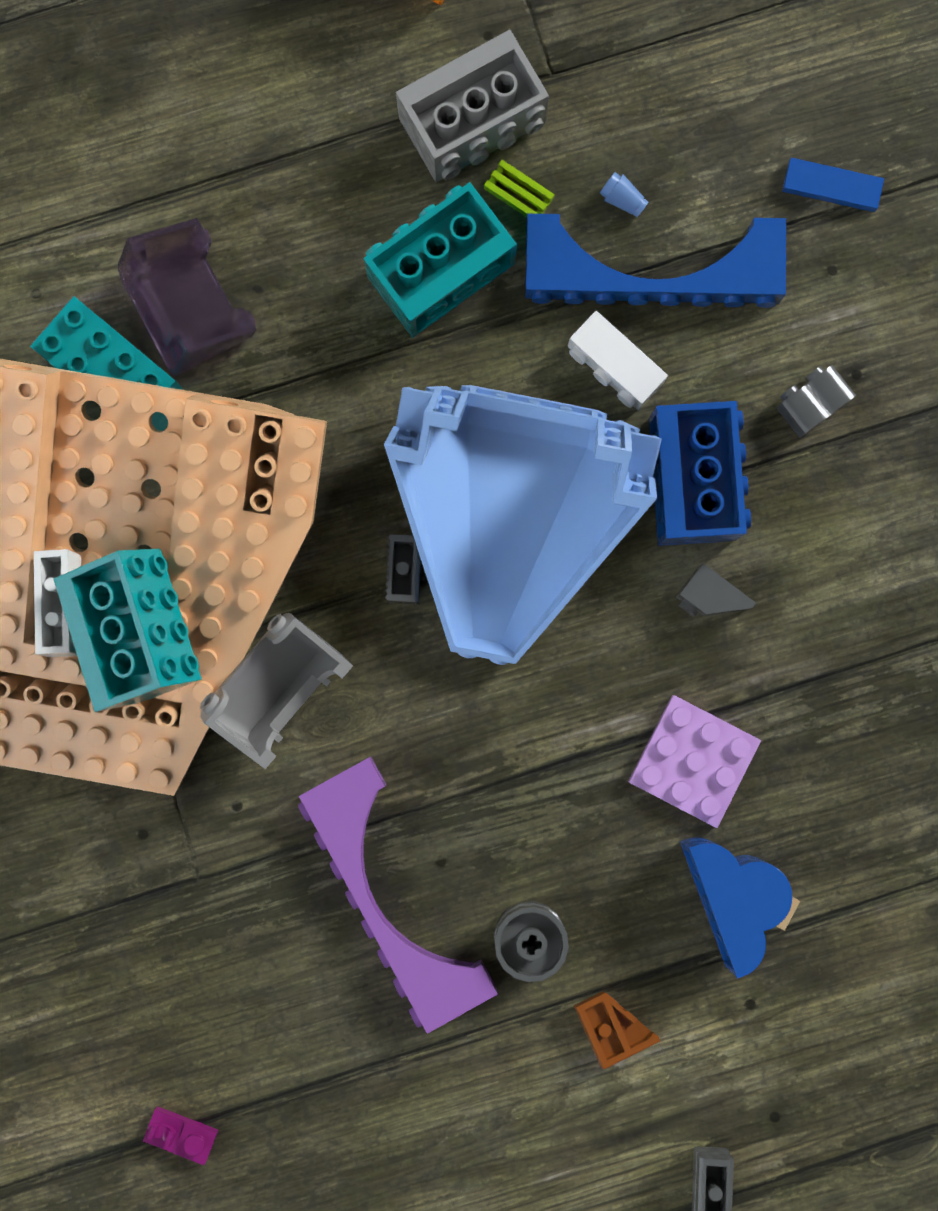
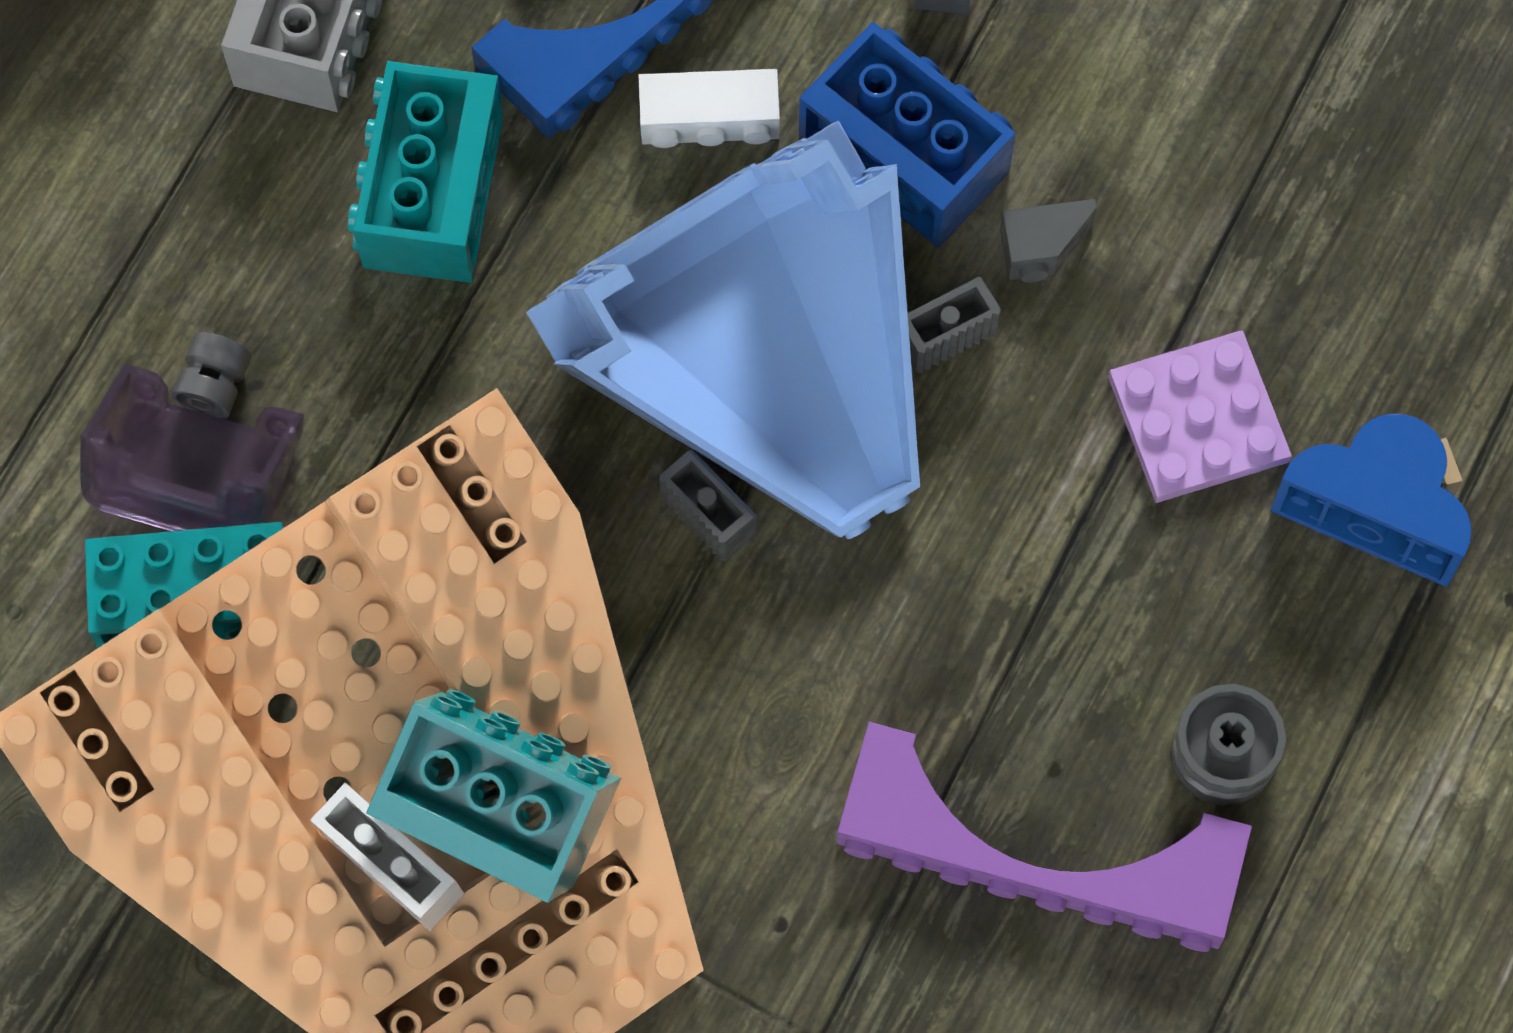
camera: 45 degrees left, 15 degrees down
(245, 258) = (212, 371): none -> flat silver wheel
(271, 686) = (694, 734): light grey windscreen -> none
(504, 167) = (433, 34): lime tile -> none
(612, 1029) = (1403, 755): dark orange wing -> none
(616, 595) = (952, 324): none -> dark grey brick

